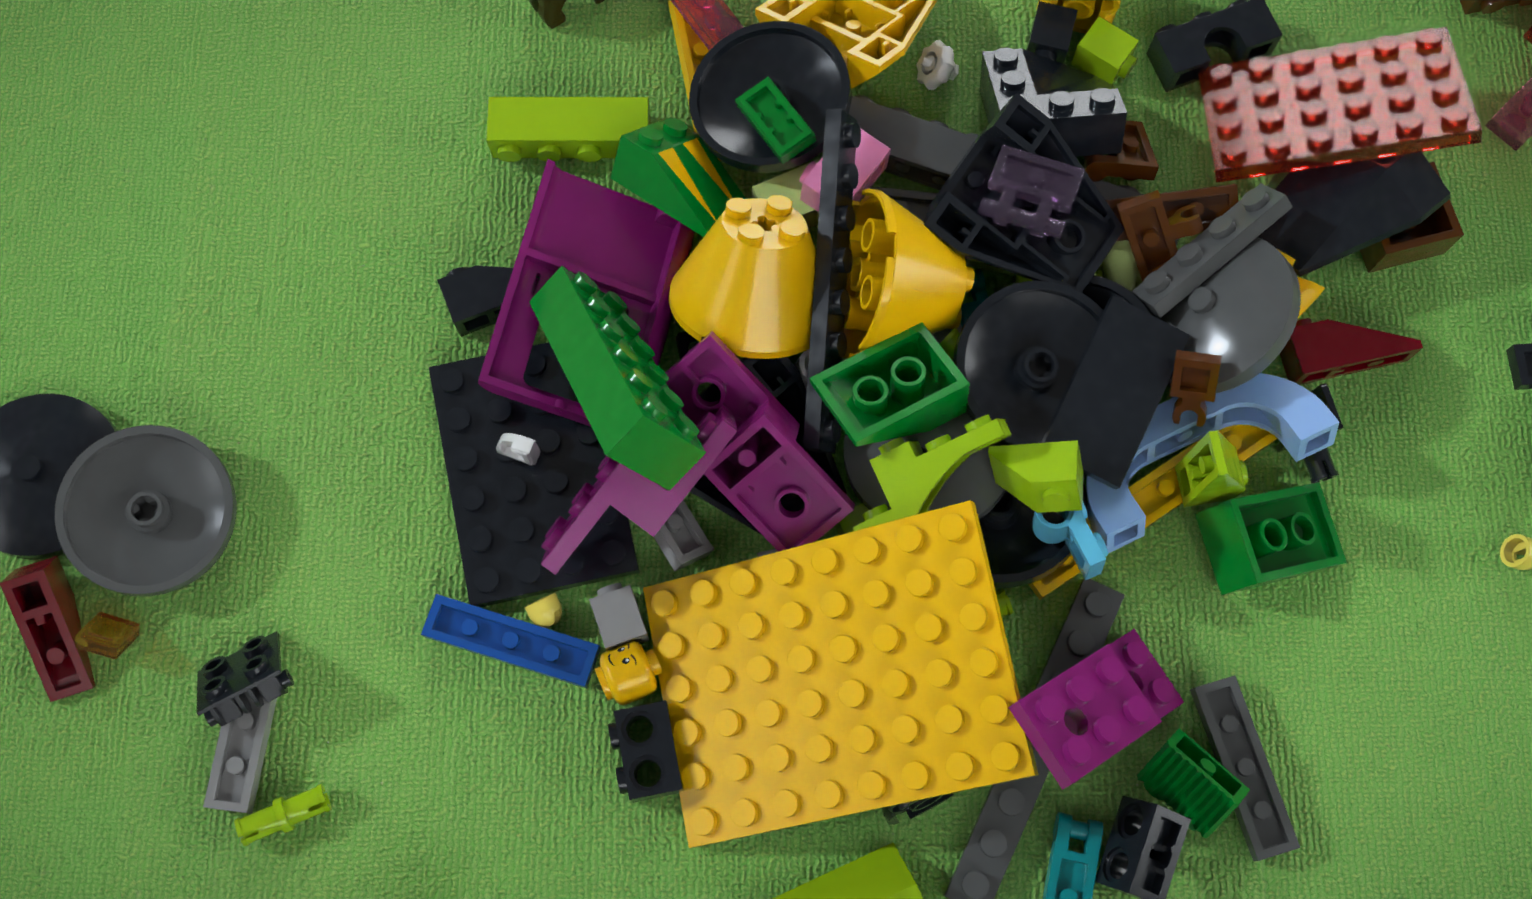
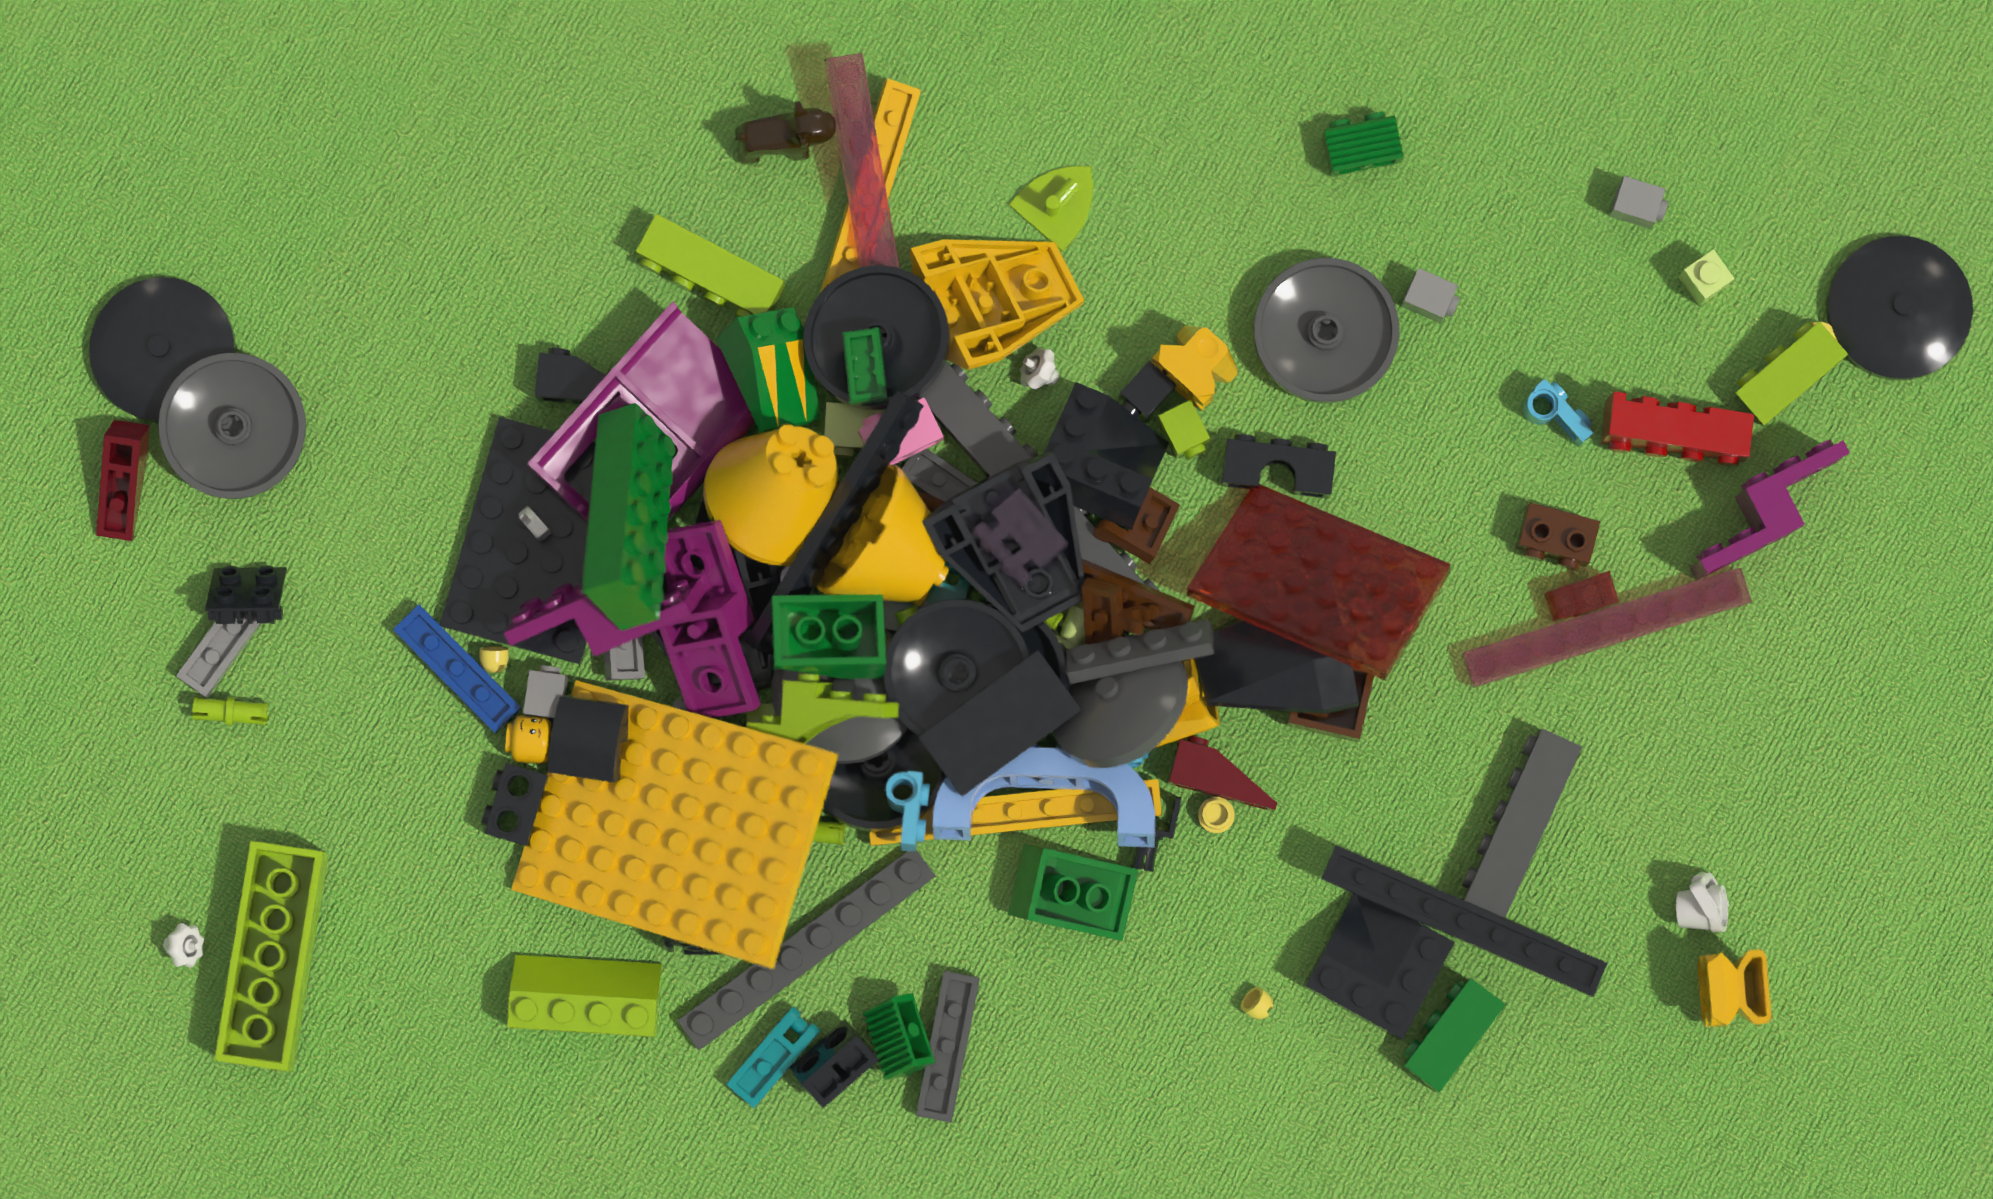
camera: 25 degrees right, 10 degrees up
(107, 635) = (160, 507): clear orange tile -> none
(690, 636) = (588, 738): none -> black slope
(1041, 474) = (906, 759): lime slope -> none
(1096, 708) = (853, 945): magenta bracket -> none
(1194, 383) = (1061, 749): reddish brown plate -> none
(1211, 472) = (1047, 822): lime slope -> none
(1359, 389) = (1216, 815): none -> light yellow plate

